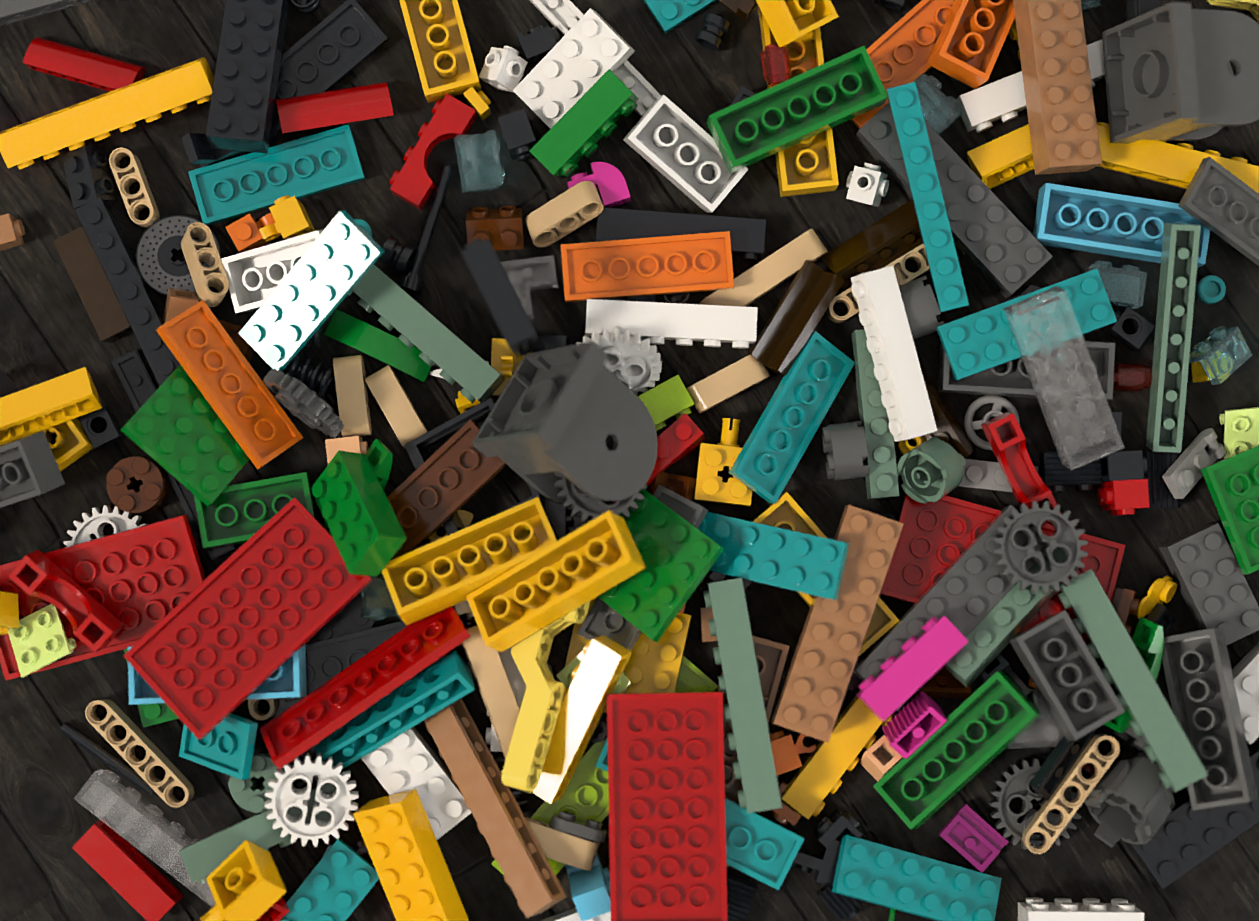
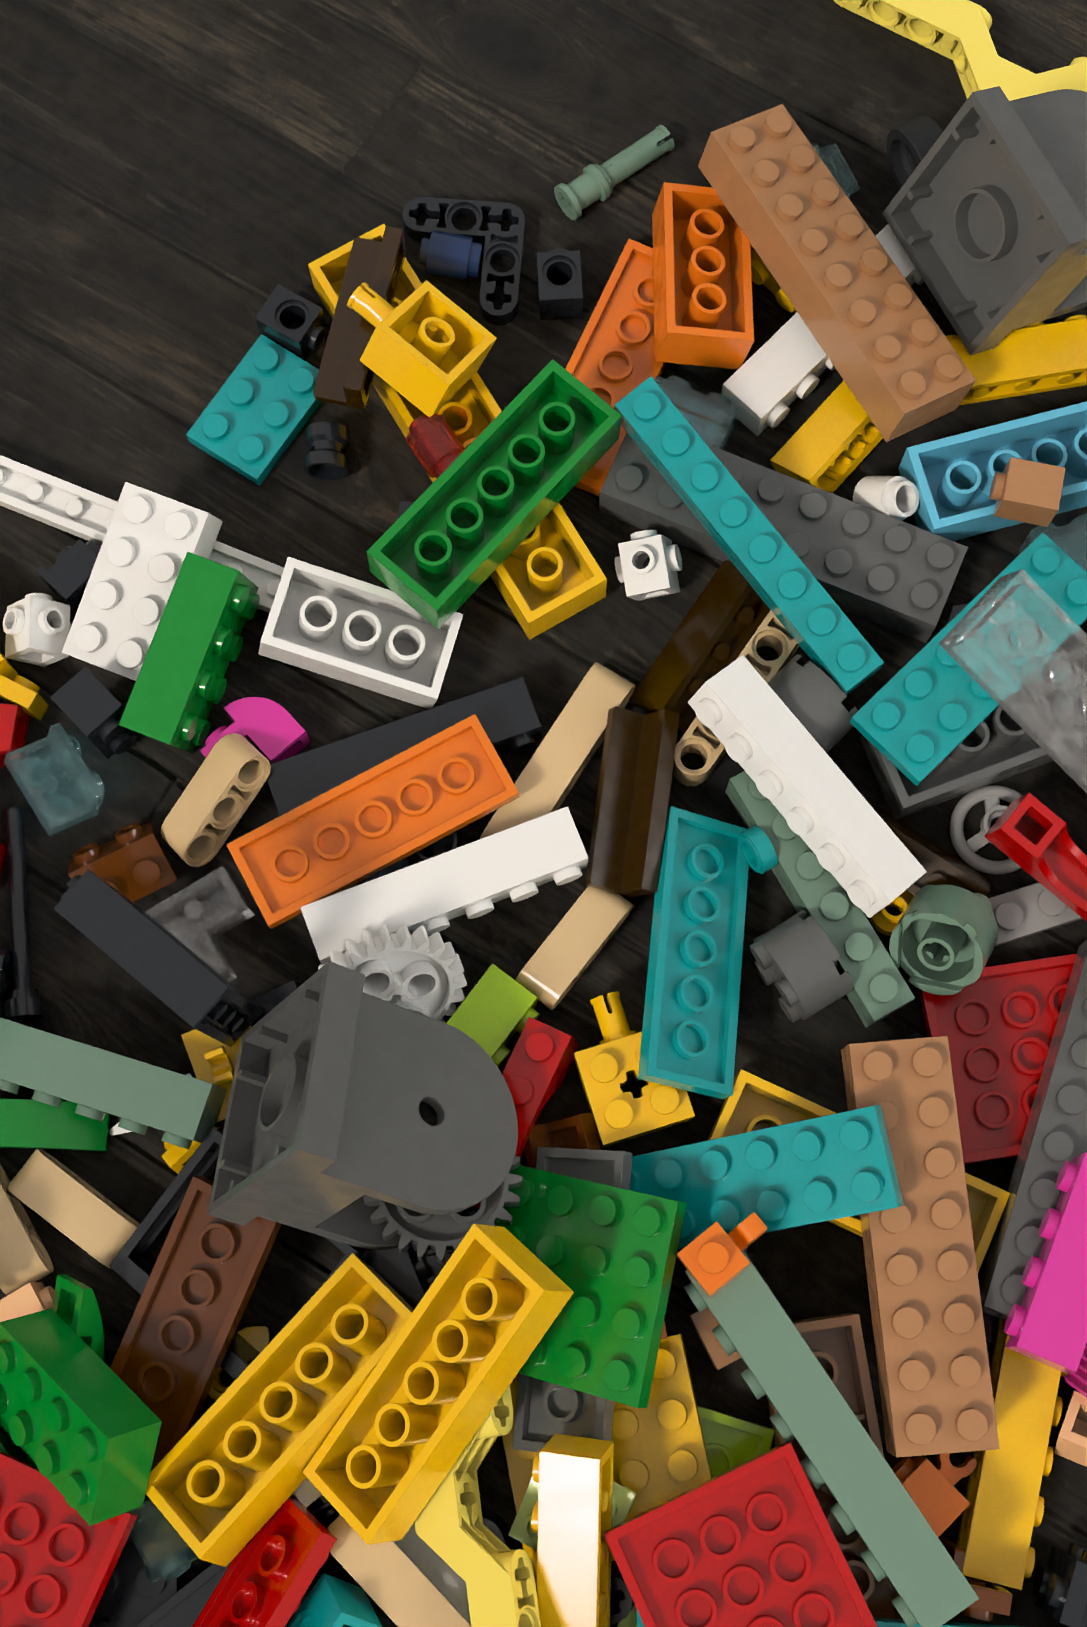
camera: 20 degrees left, 10 degrees down
(727, 583) = (717, 1256): none -> orange brick
(852, 376) = (757, 849): none -> teal tile
(1022, 204) = (887, 495): none -> white brick
(1099, 241) = (1027, 491): none -> medium nougat brick

